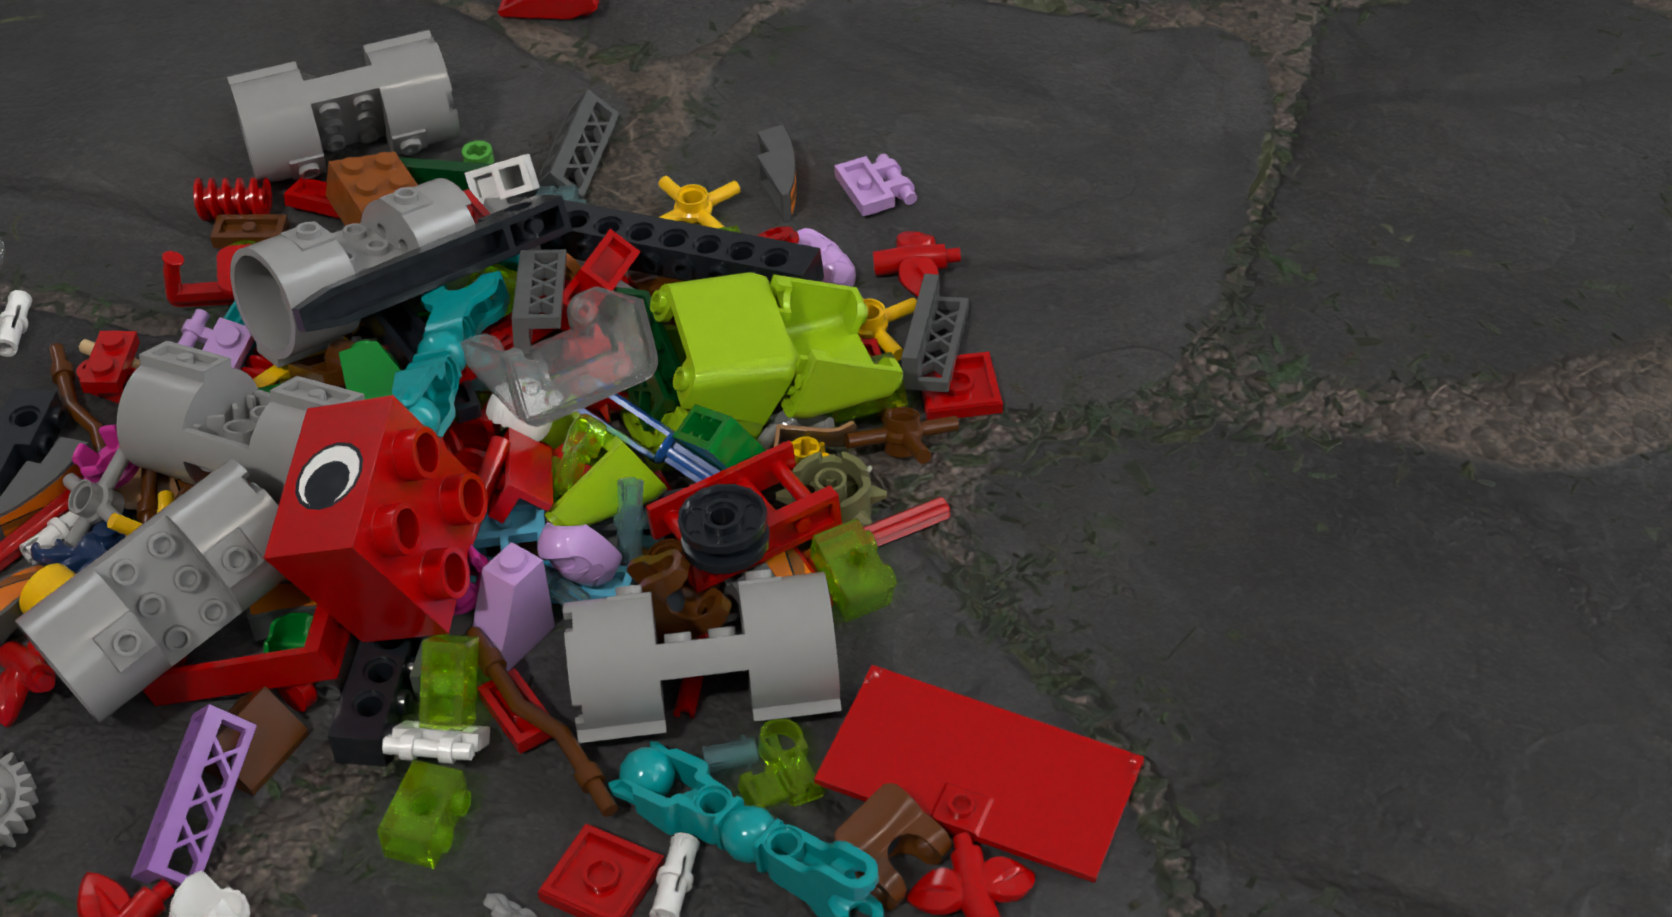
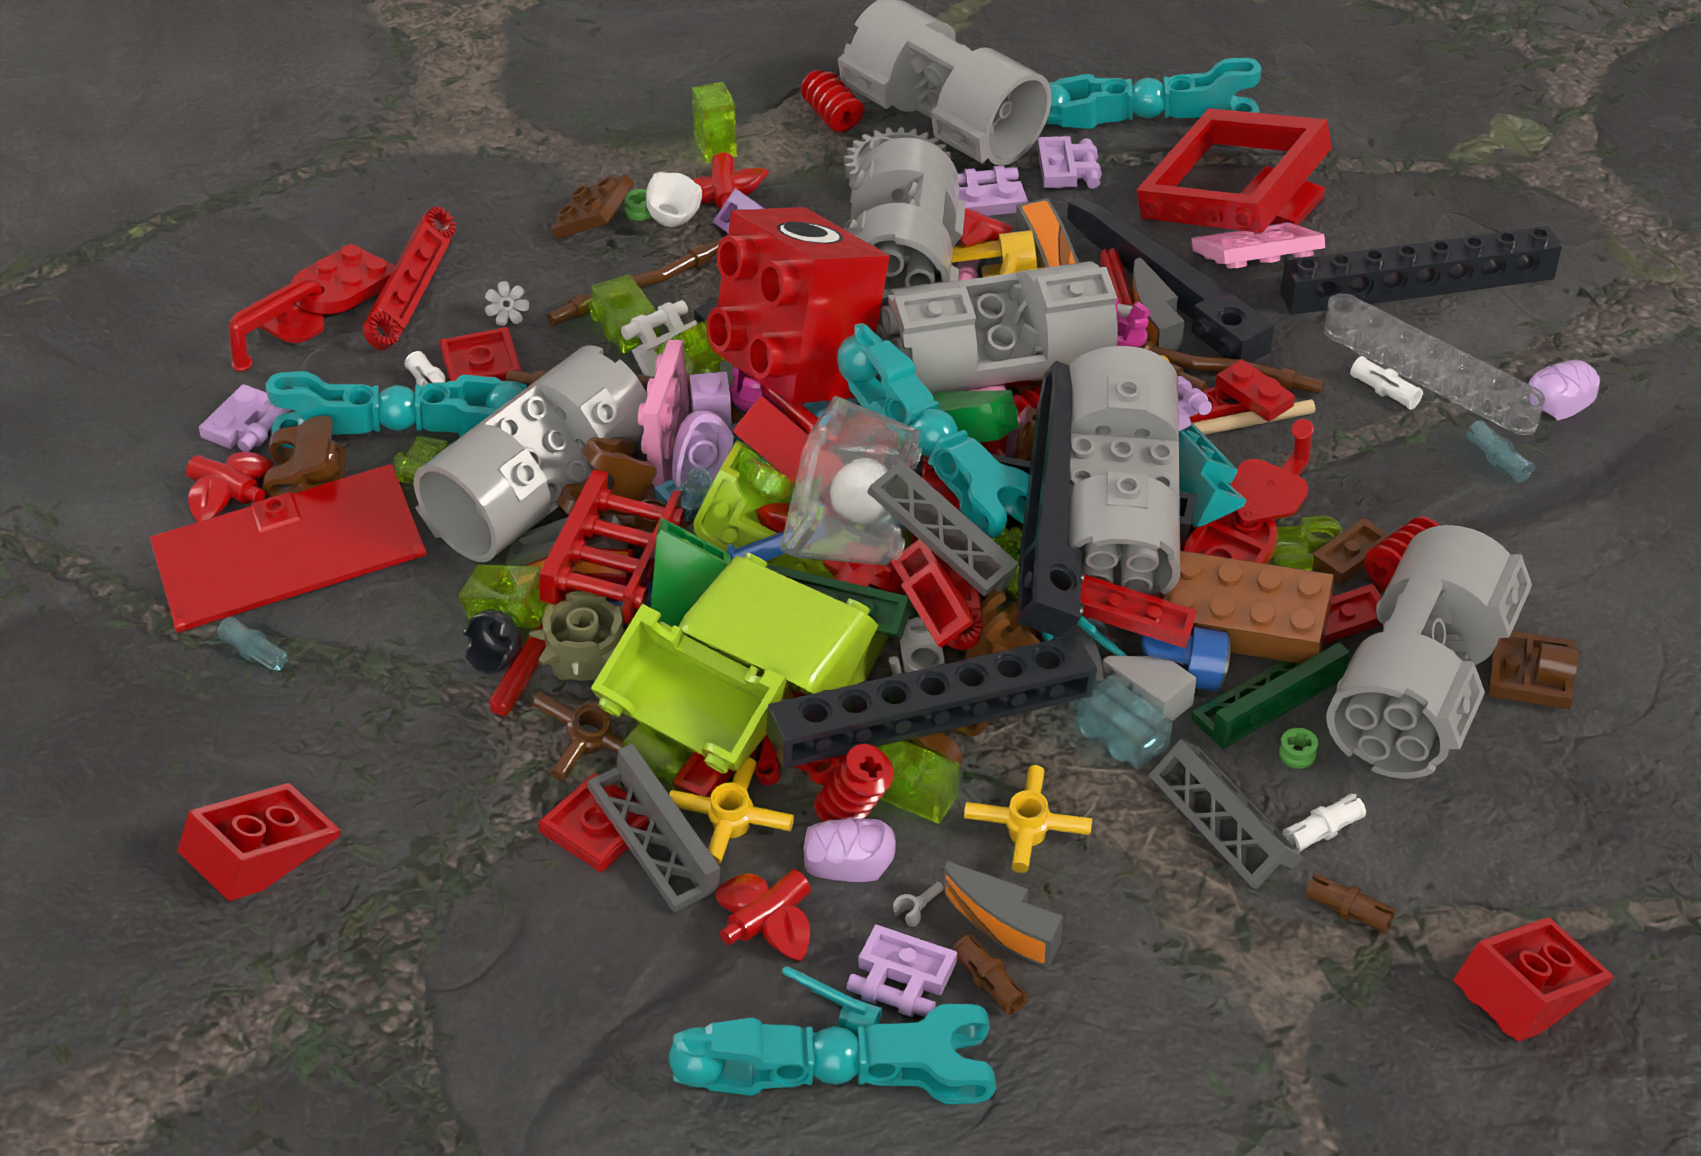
camera: 135 degrees right, 0 degrees up
(47, 229) = (1500, 451): none -> clear light blue pin
(442, 870) = (695, 258): none -> reddish brown bar
(503, 179) = (1188, 695): white brick -> none
(530, 113) = (1325, 822): none -> white pin
(533, 602) = (664, 410): none -> bright pink plate
(582, 71) = (1350, 902): none -> reddish brown pin
(724, 528) = (584, 481): black wheel -> none
(826, 156) = (990, 974): none -> reddish brown pin
(826, 217) = (913, 903): none -> light grey hand
(900, 545) = (492, 641): none -> black hair
(933, 176) = (853, 1012): none -> teal plant
(998, 170) = (755, 1056): none -> teal piece
(1091, 692) = (251, 644): none -> clear light blue axle
(1220, 509) = (254, 839): none -> red slope

